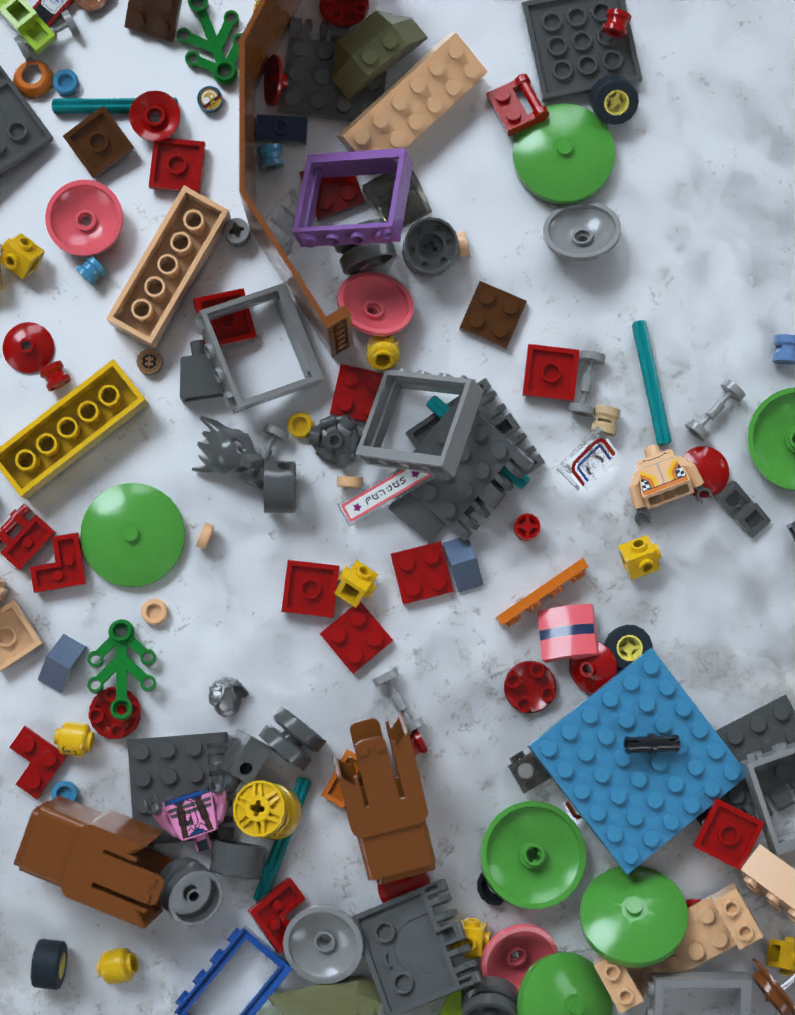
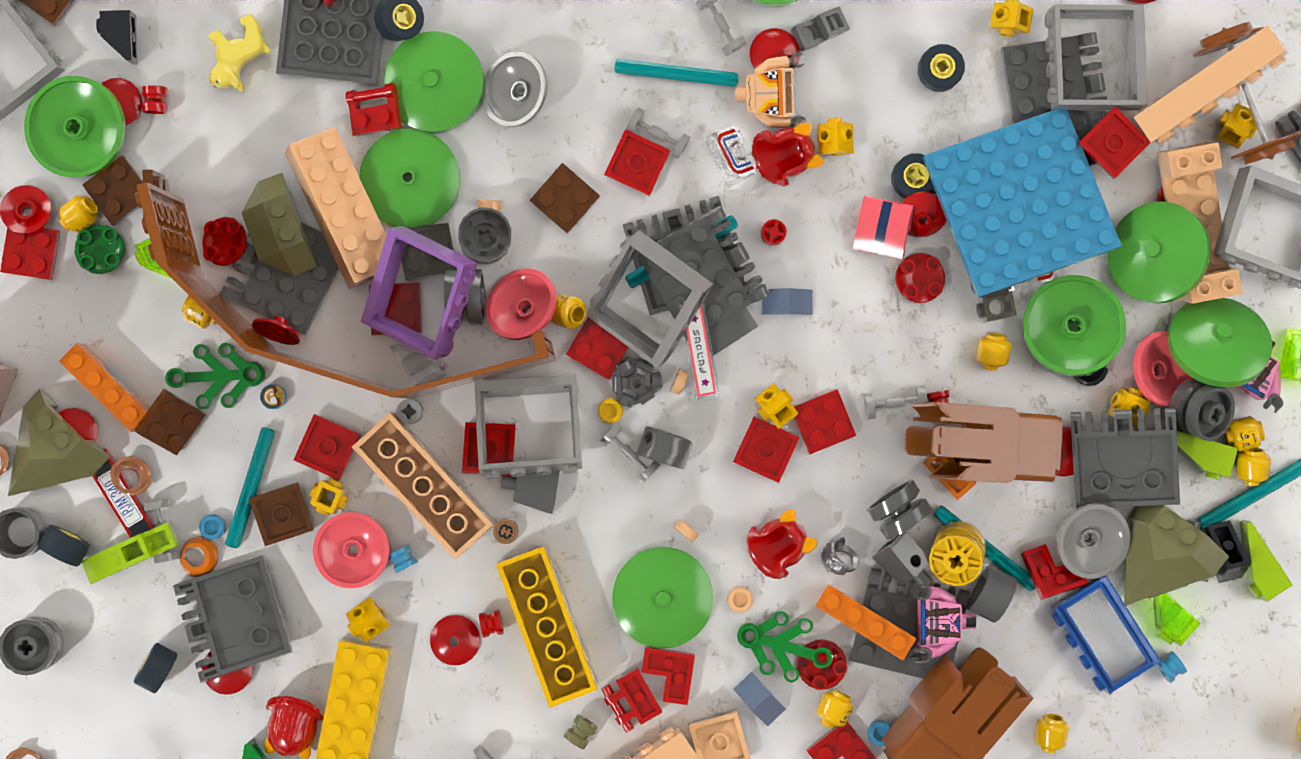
camera: 65 degrees left, 5 degrees up
(129, 172) = (320, 500): none -> yellow brick
(151, 104) = (261, 457): red dish -> none
(169, 741) = (866, 622): none -> orange arch
(190, 892) = (1008, 645): dark grey wheel -> none
(220, 631) = (779, 545): none -> red hair
(222, 453) = (616, 491): dark grey piece -> none
(270, 157) = (348, 357): dark azure wheel -> none
(281, 129) = (324, 338): dark blue plate -> none
(421, 572) = (783, 342): red plate -> none
(467, 183) = (433, 183): none -> bright green dish
(481, 783) = (993, 351): none -> yellow head
(551, 587) = (836, 228): orange plate -> none
(605, 419) = (693, 124): tan wheel -> none
(608, 512) = (785, 153): none -> red hair
(652, 744) = (1013, 184): black pin -> none
(744, 639) = (936, 75): none -> black wheel

